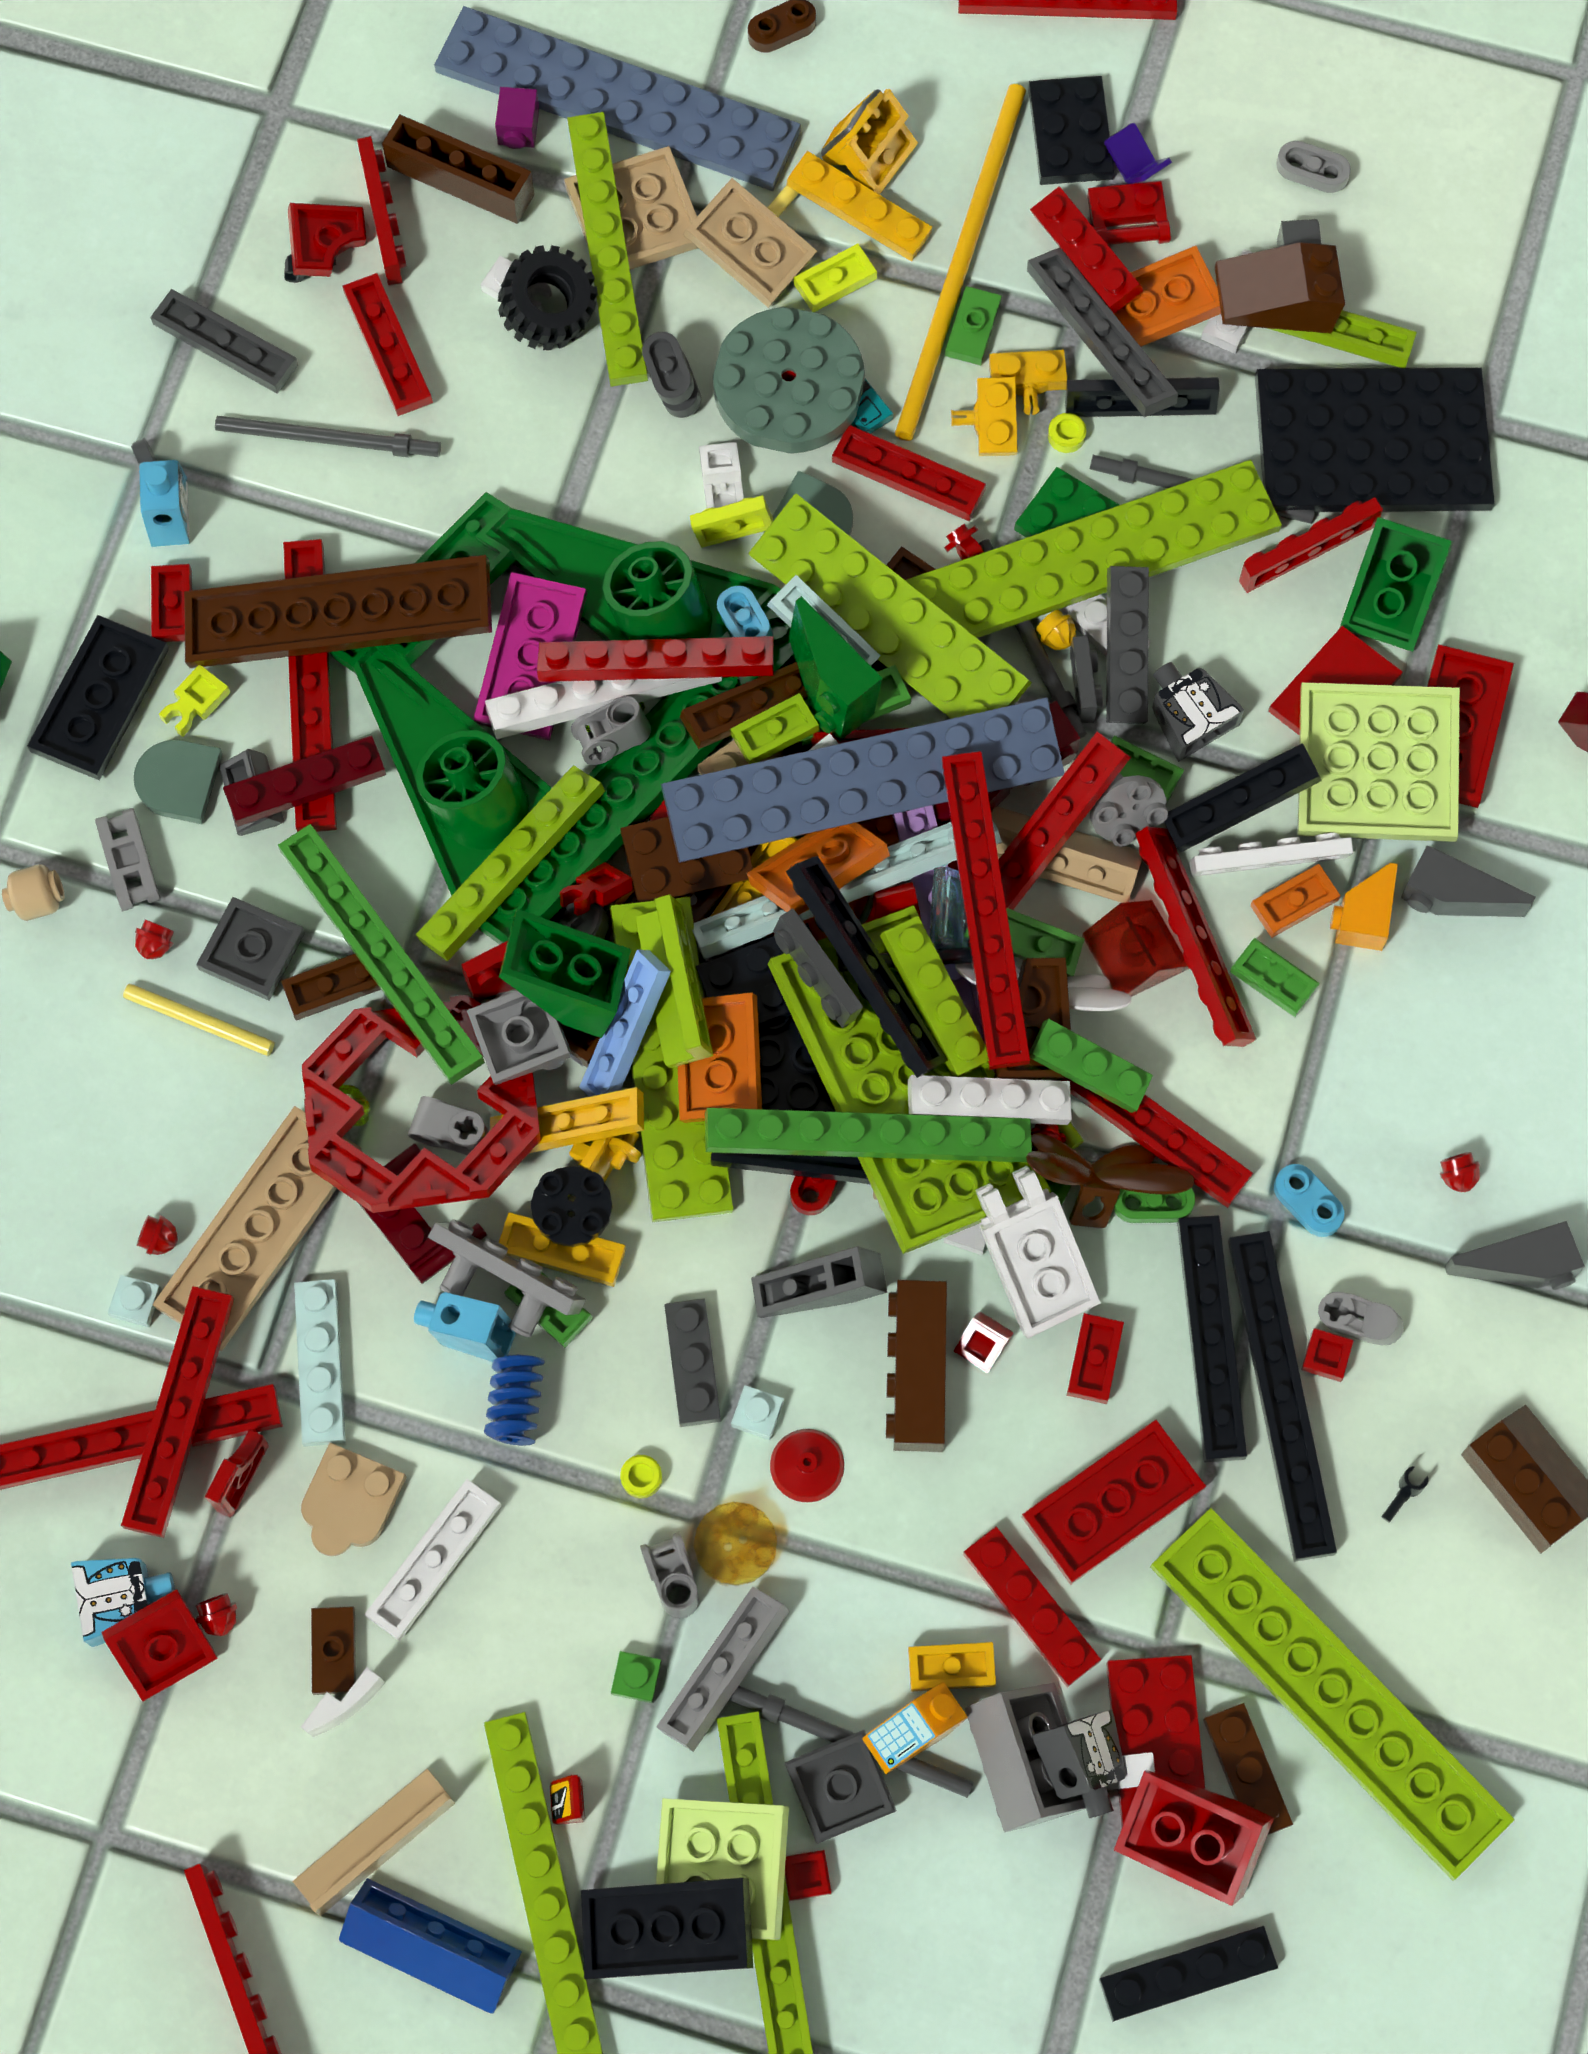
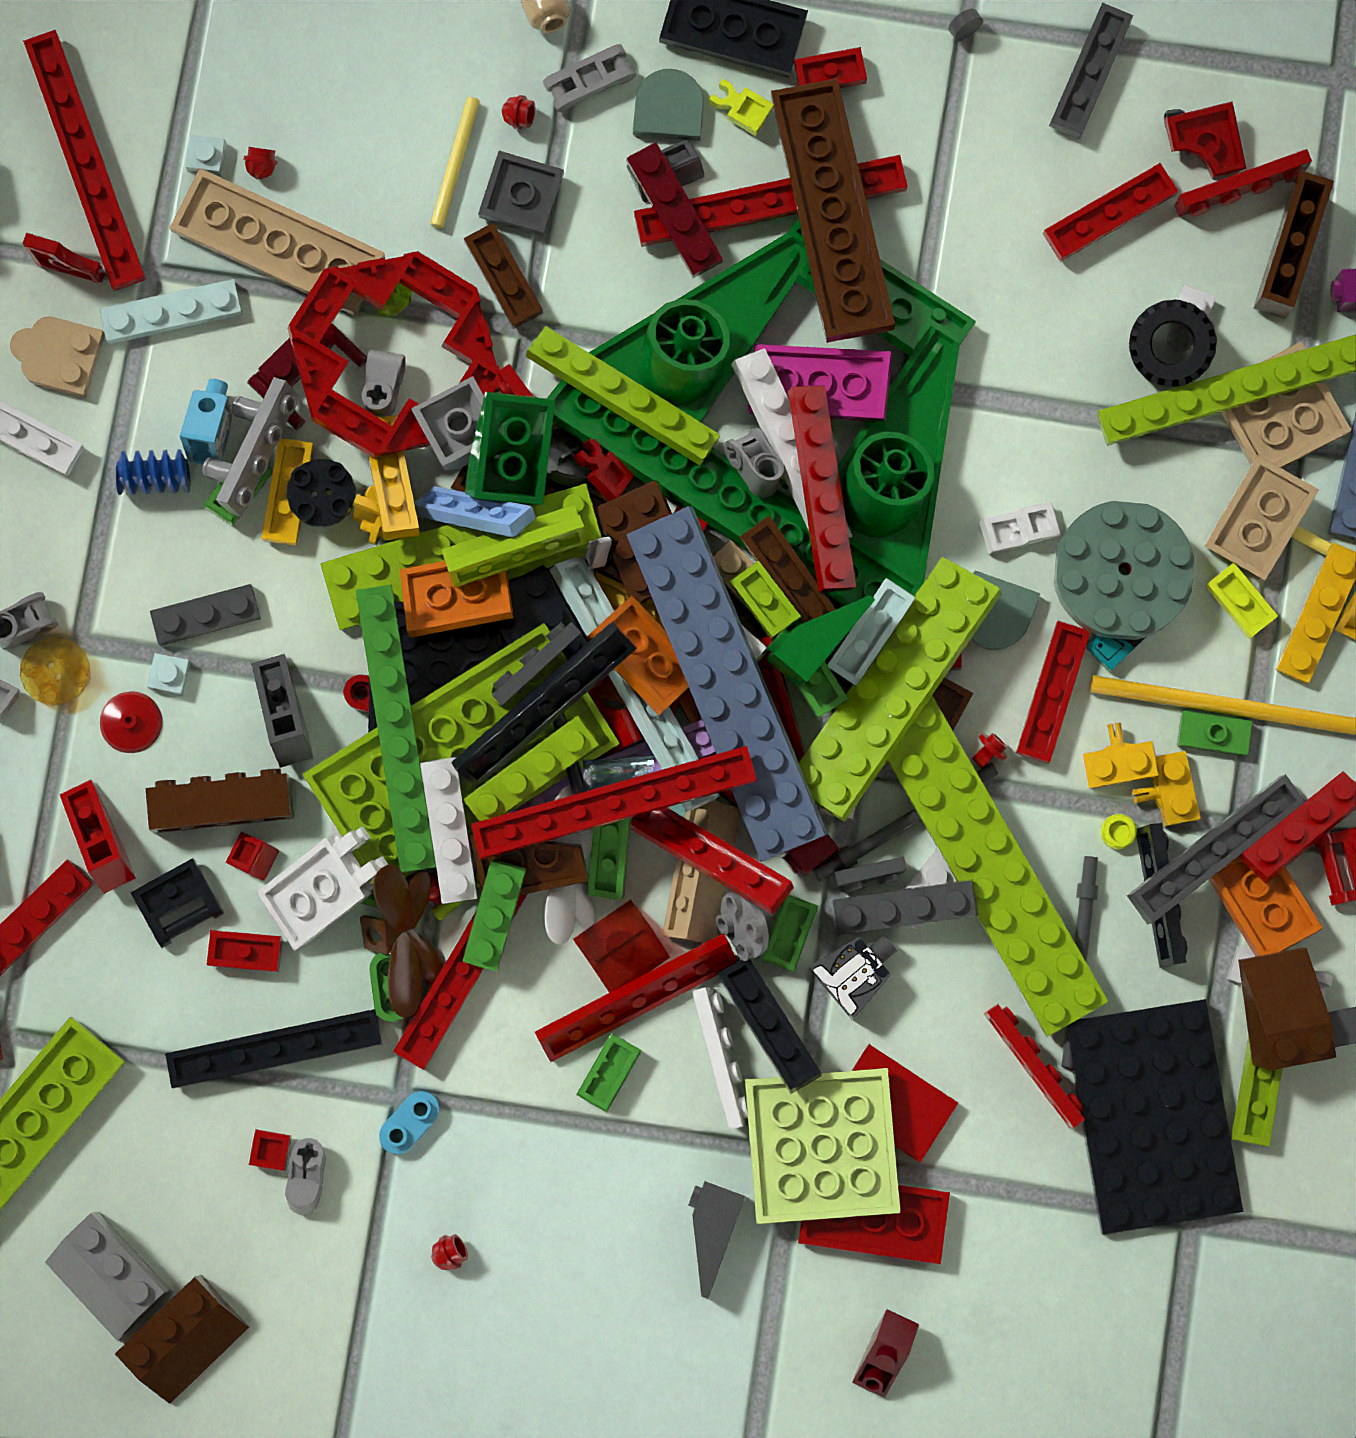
camera: 80 degrees right, 10 degrees up
(164, 492) = (924, 46): medium azure torso -> none
(177, 1412) = (107, 202): red plate -> none
(381, 954) = (523, 298): bright green plate -> none
(400, 445) = (1013, 240): dark grey bar -> none
(641, 1476) = (104, 586): neon yellow tile -> none
(671, 374) = (1113, 465): dark grey brick -> none
(698, 904) = (599, 551): none -> white piece
(731, 521) = (973, 531): neon yellow plate -> none
(748, 620) = (876, 565): medium azure plate -> none
(941, 1512) = (97, 837): none -> red slope
(1017, 1434) = (170, 893): none -> black plate
(1057, 630) = (915, 844): yellow plate -> none
(1060, 502) = (1041, 836): green plate -> none
(1113, 1502) = (122, 980): red plate -> none
(1282, 1397) = (230, 1113): black plate -> none
(1295, 900) = (683, 1084): orange plate -> none
(1366, 911) = (681, 1148): light orange slope -> none
(1396, 584) = (1007, 1149): green slope -> none
(1406, 1491) = (157, 1226): black hand -> none
(1456, 1556) = (107, 1275): none -> light grey slope
(1527, 1260) = (374, 1320): dark grey slope -> none

